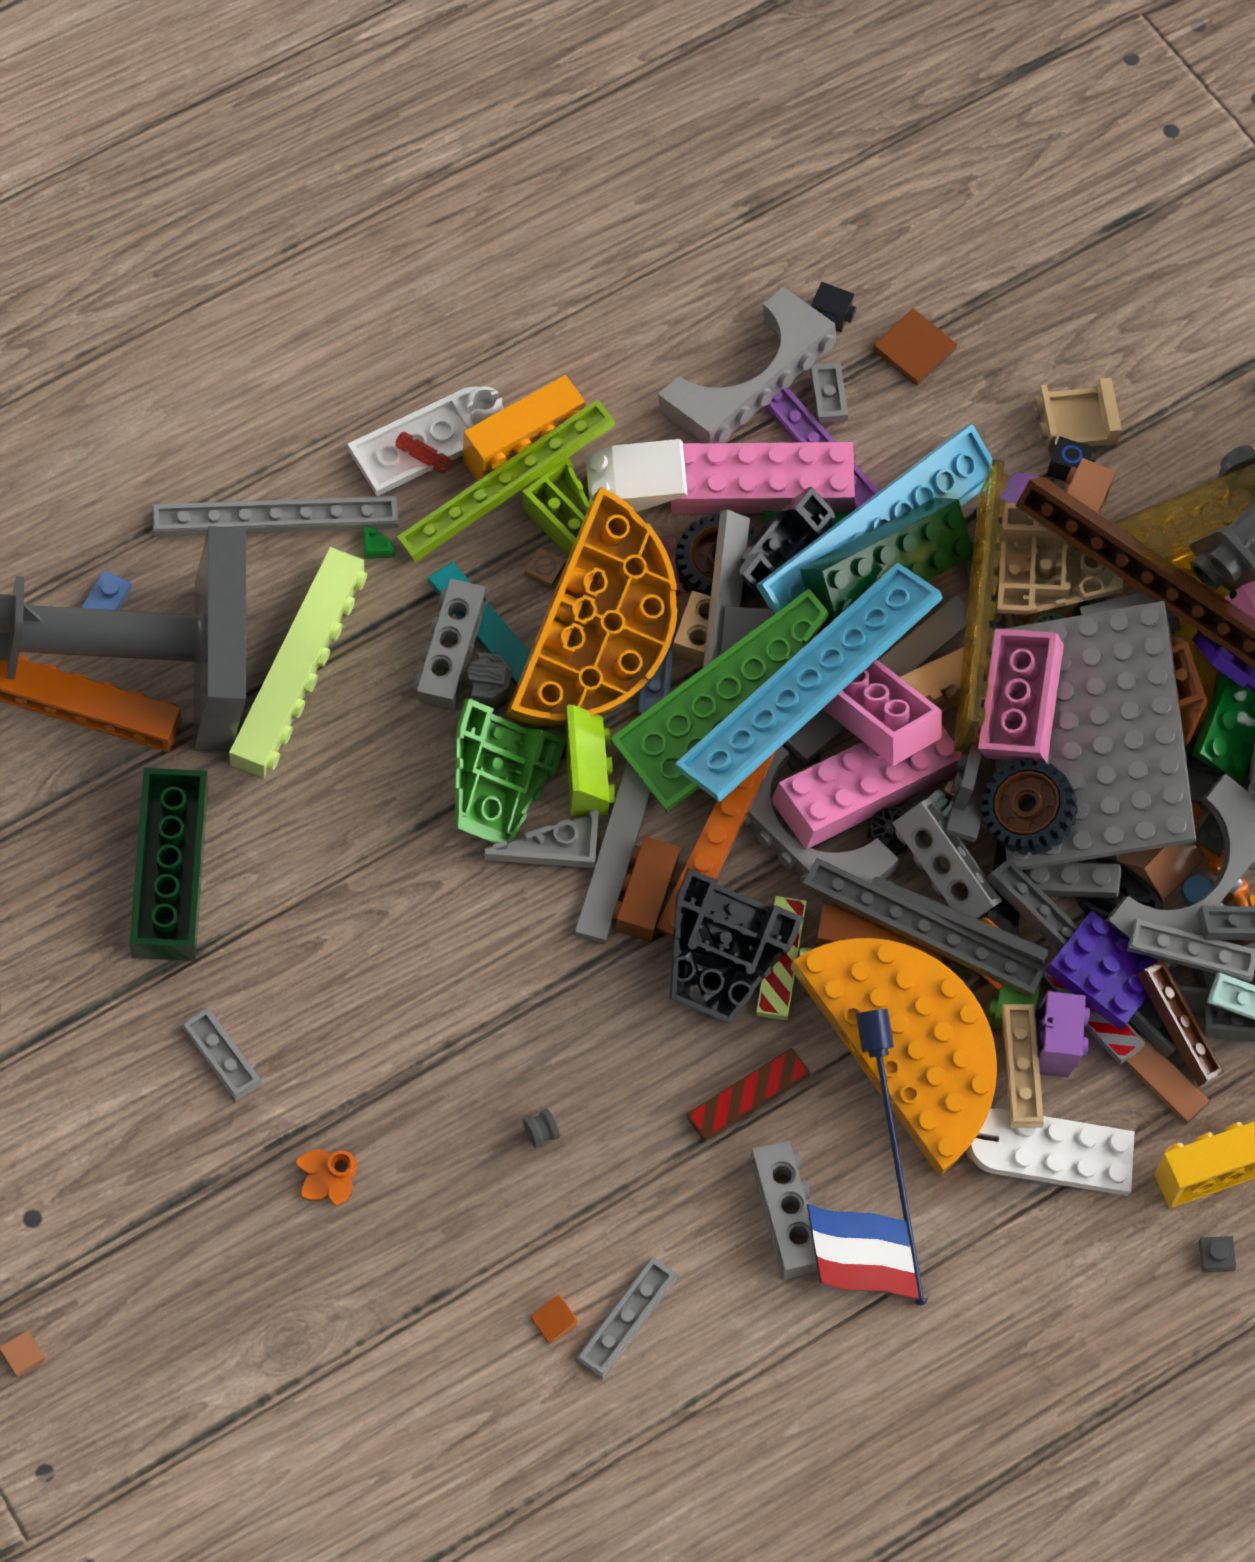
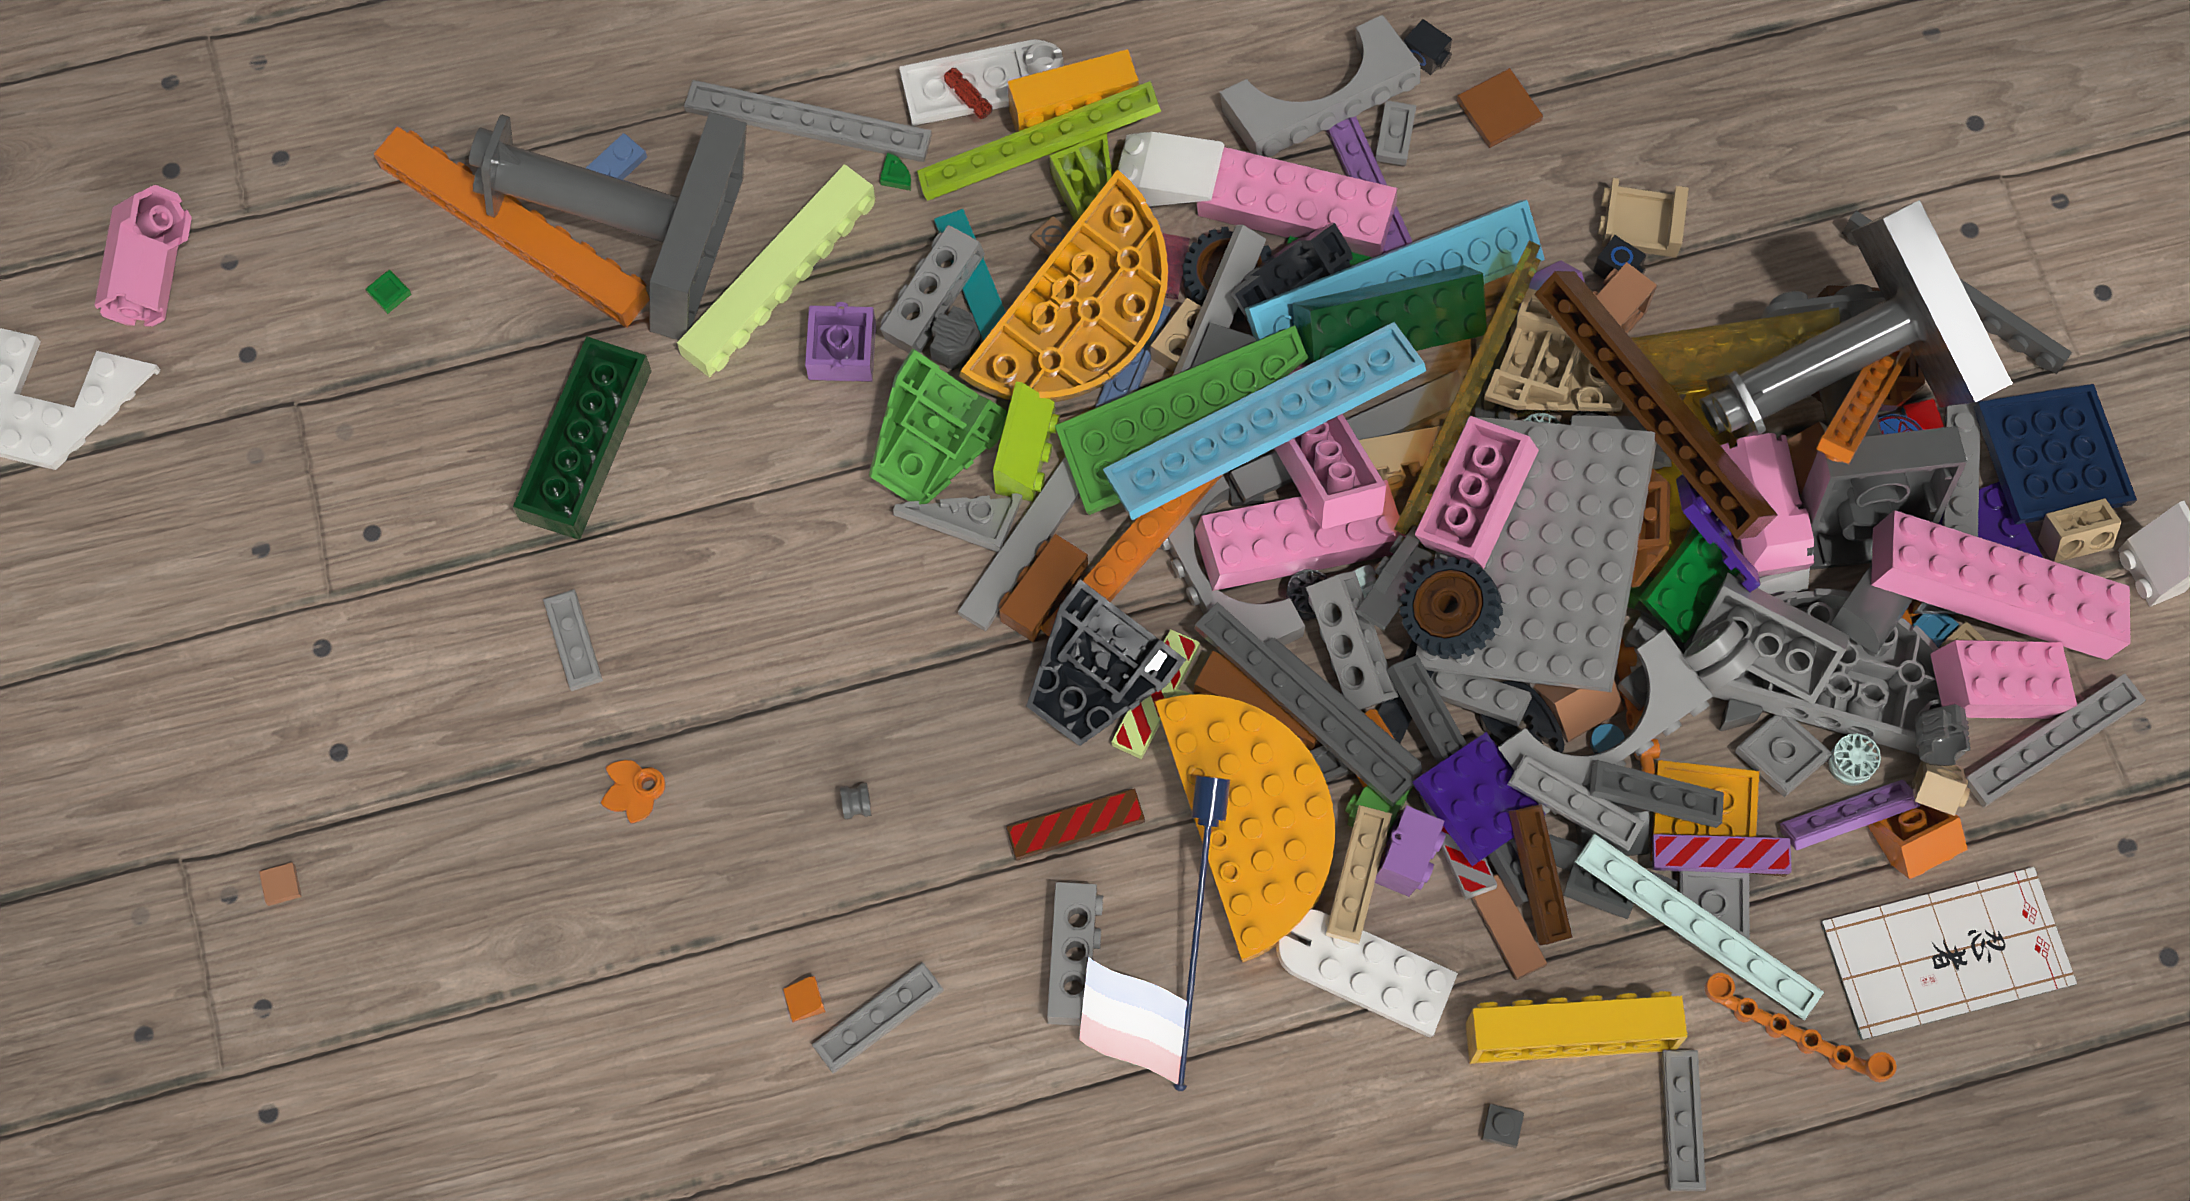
camera: 25 degrees right, 5 degrees up
(383, 714) = (840, 343): none -> medium lavender brick

